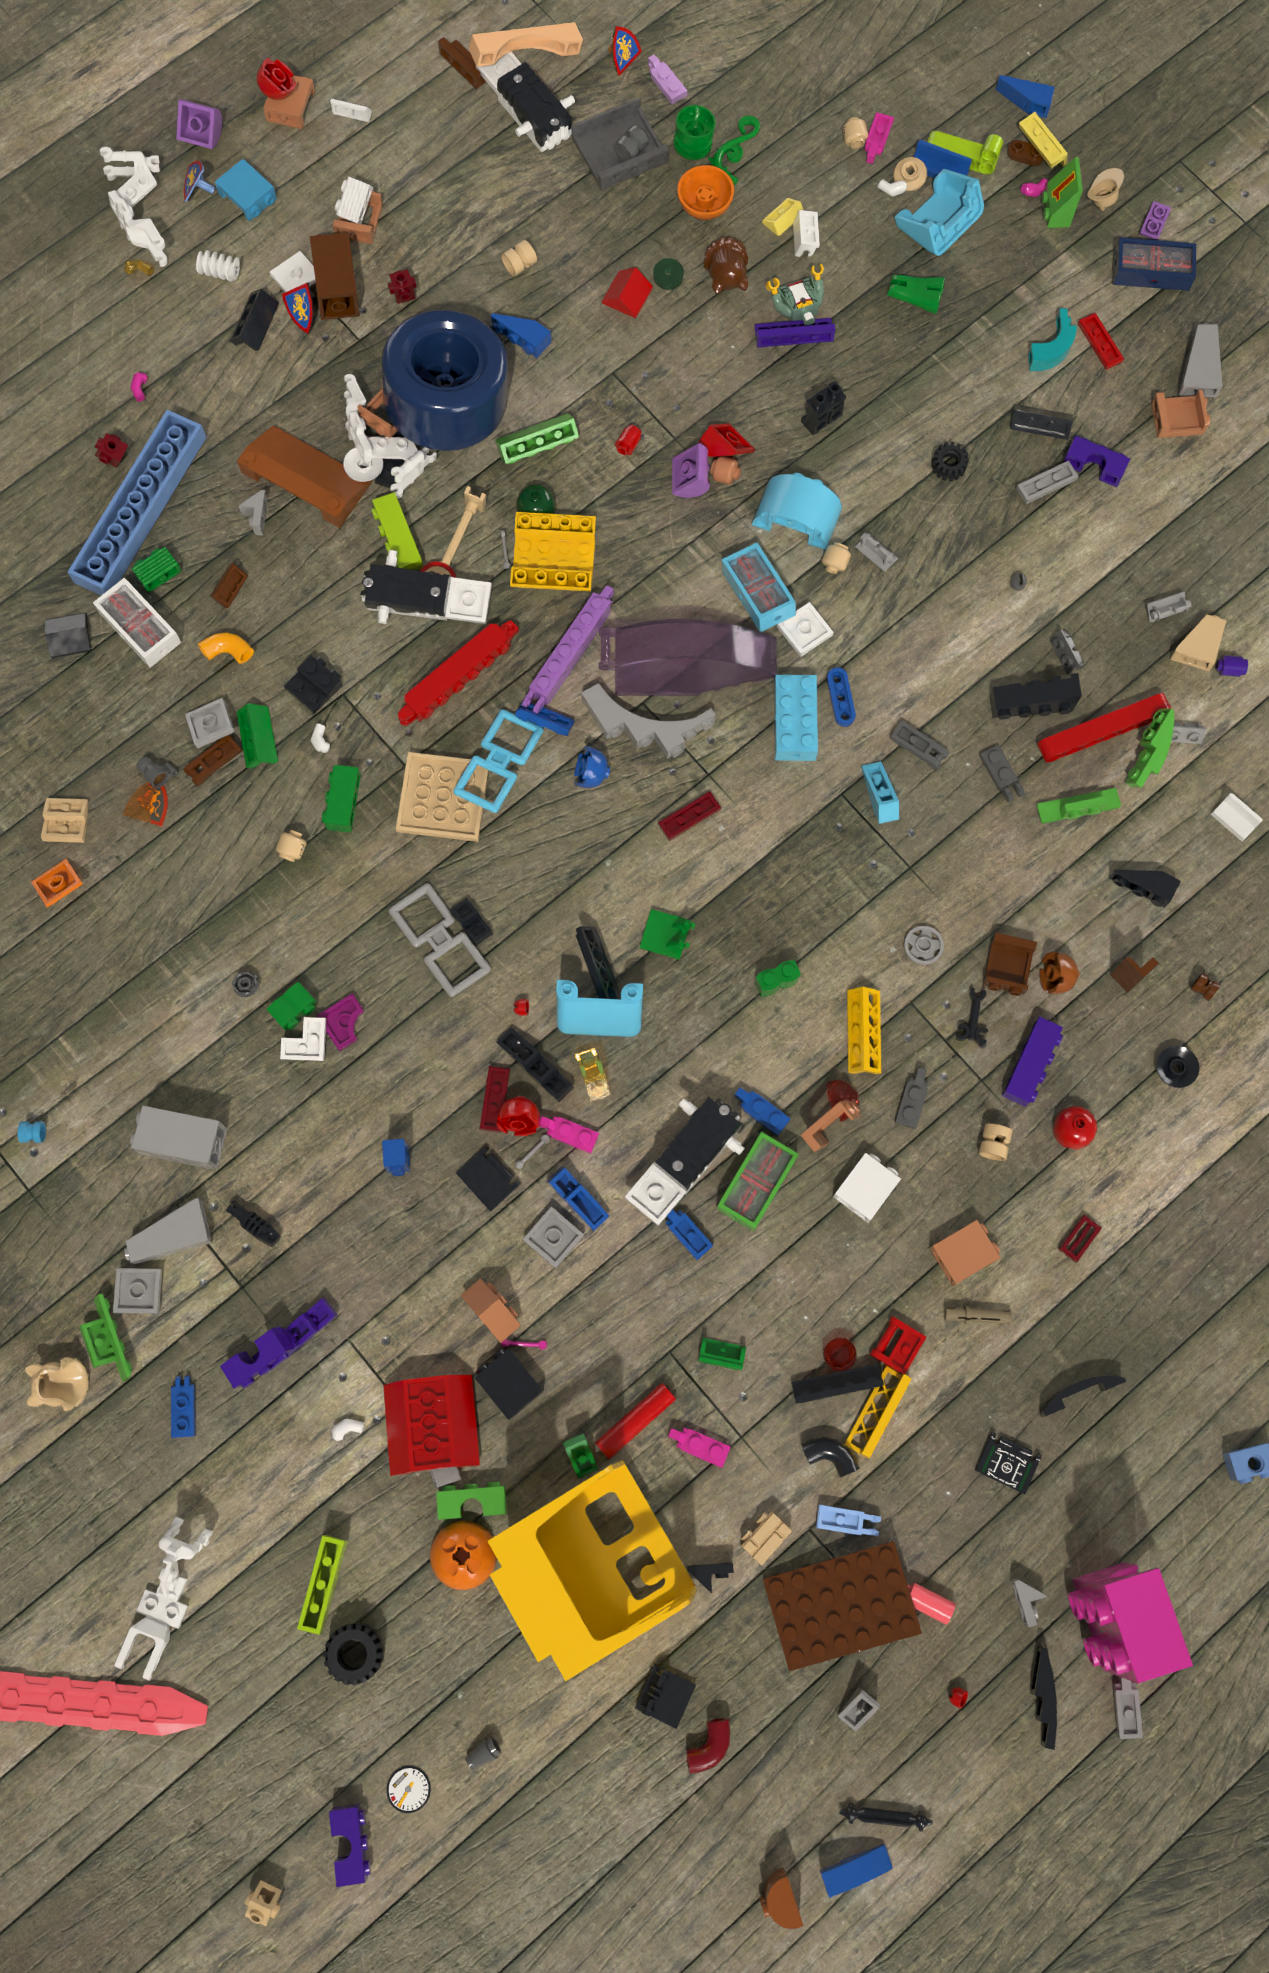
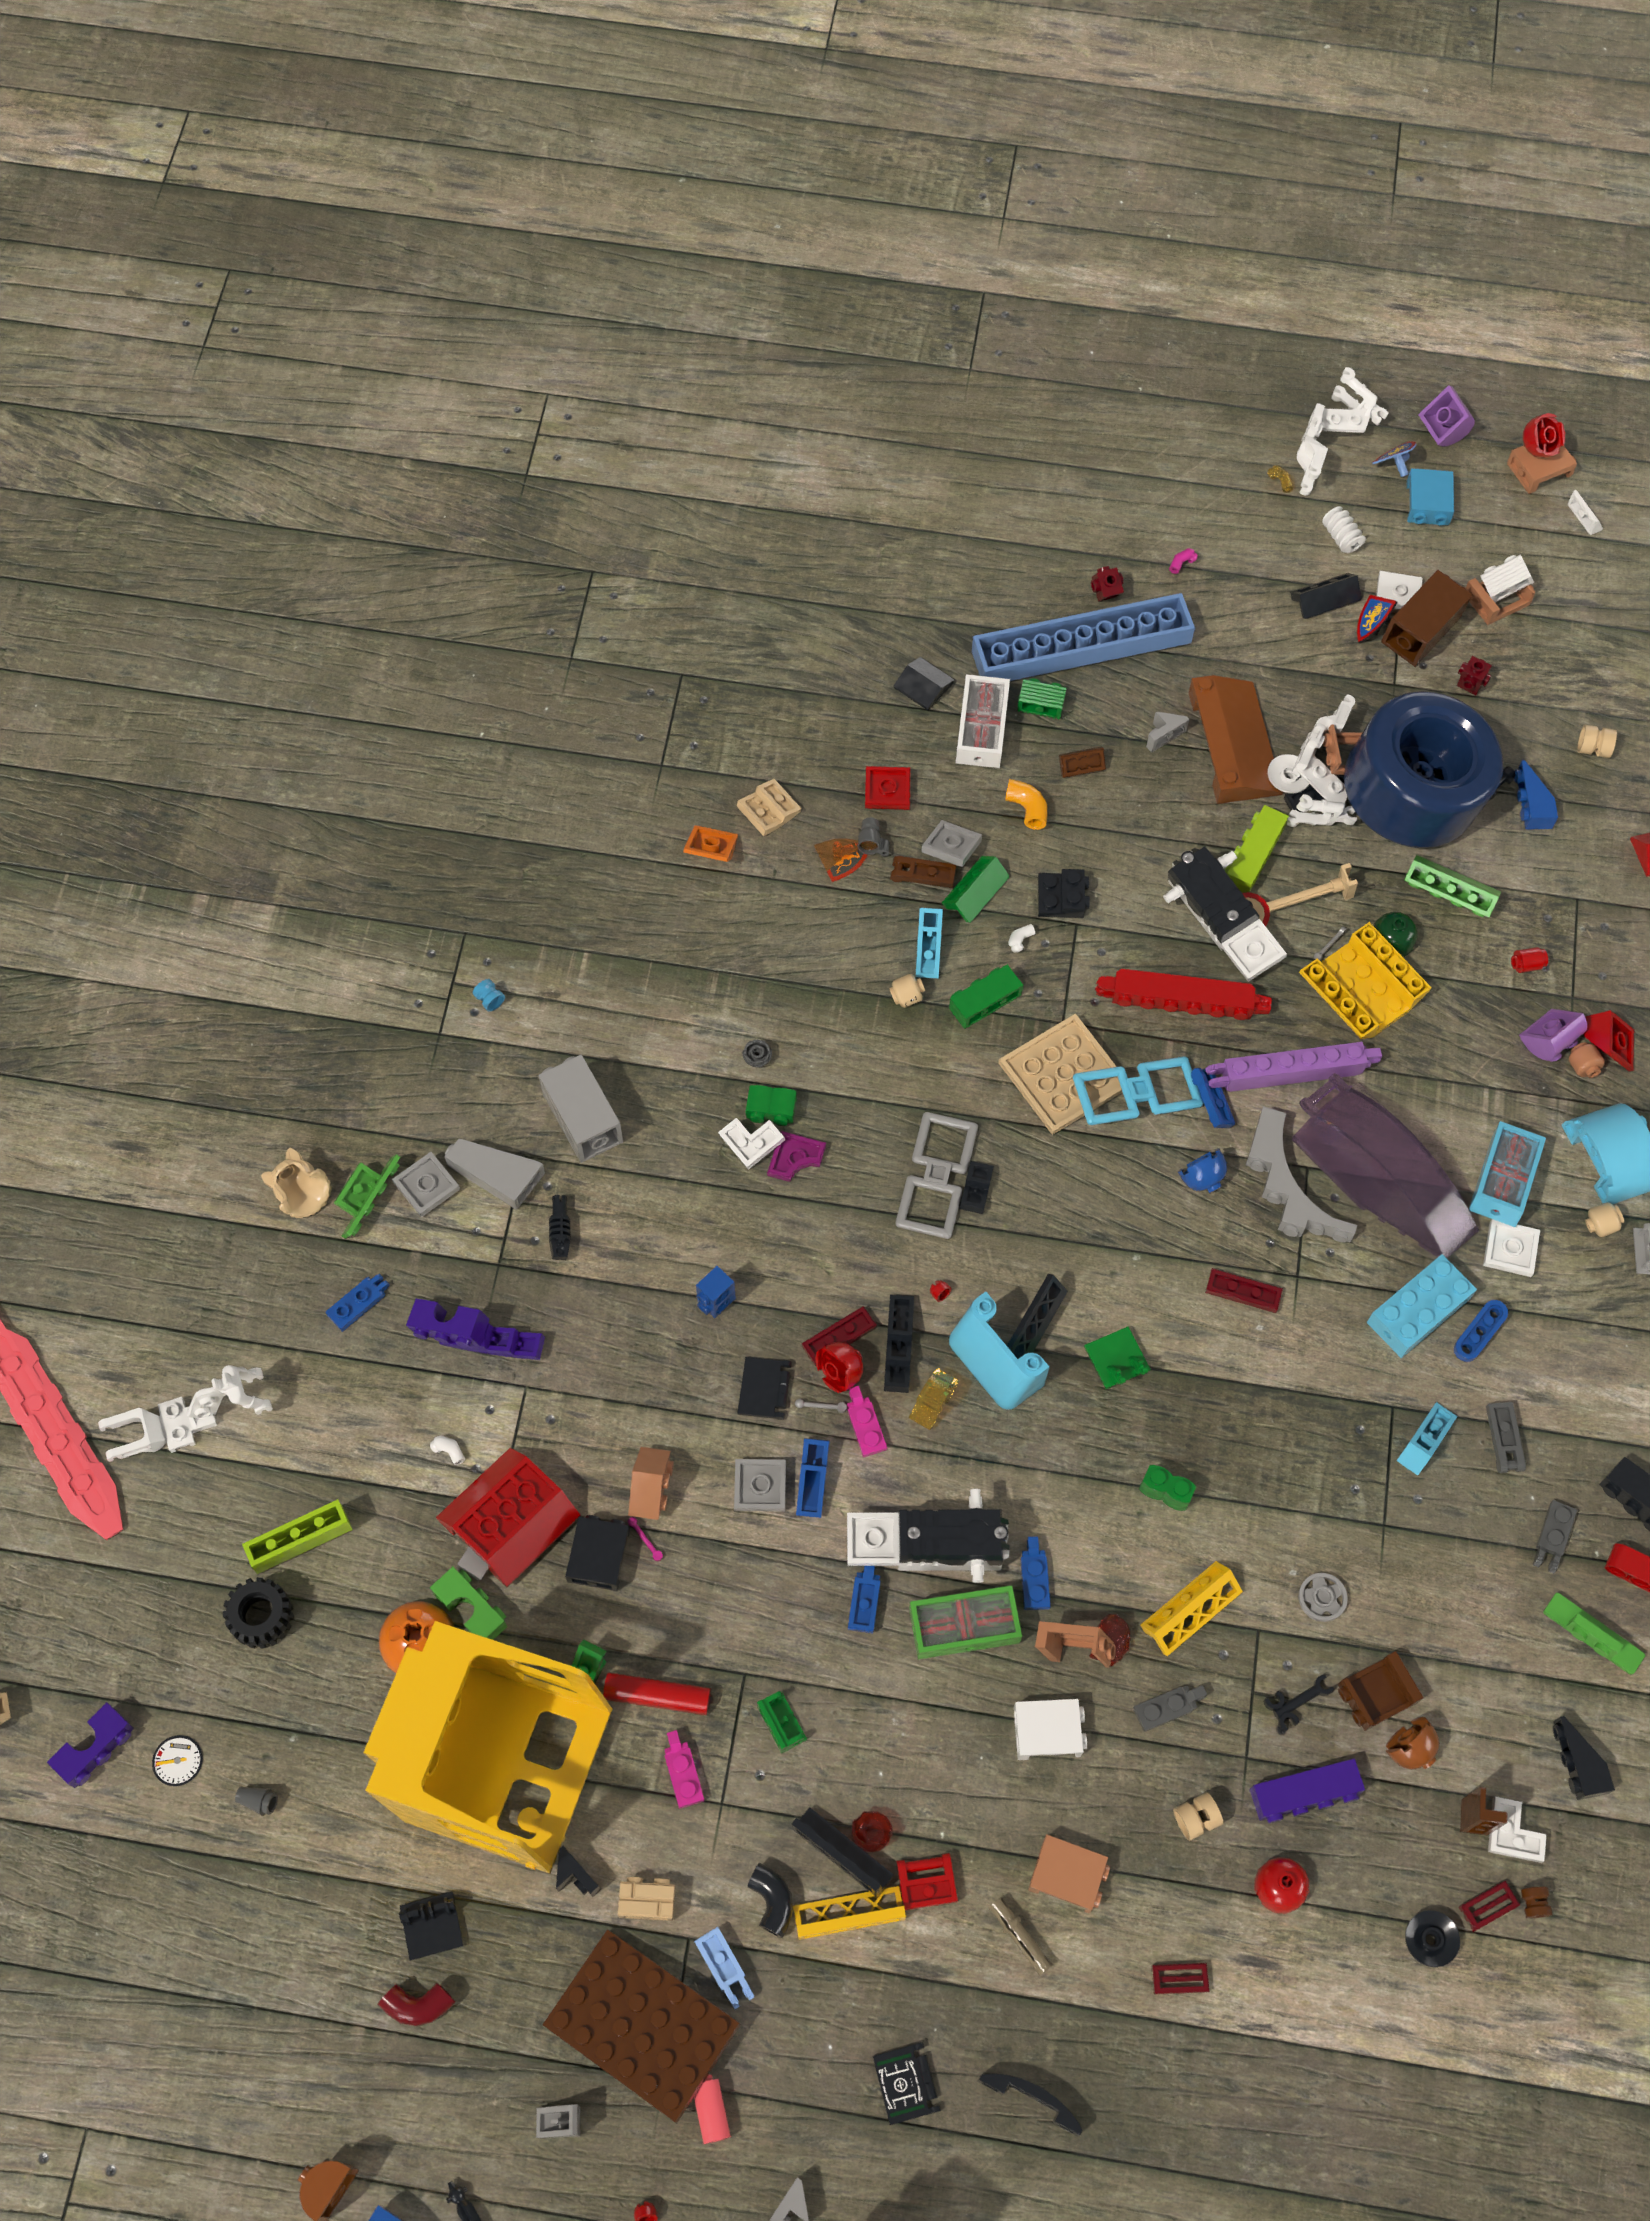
camera: 50 degrees right, 10 degrees down
(126, 728) = (887, 788): none -> red plate
(268, 801) = (929, 942): none -> medium azure slope
(1168, 961) = (1512, 1840): none -> white plate
(1173, 1030) = (1470, 1916): none -> dark red tile

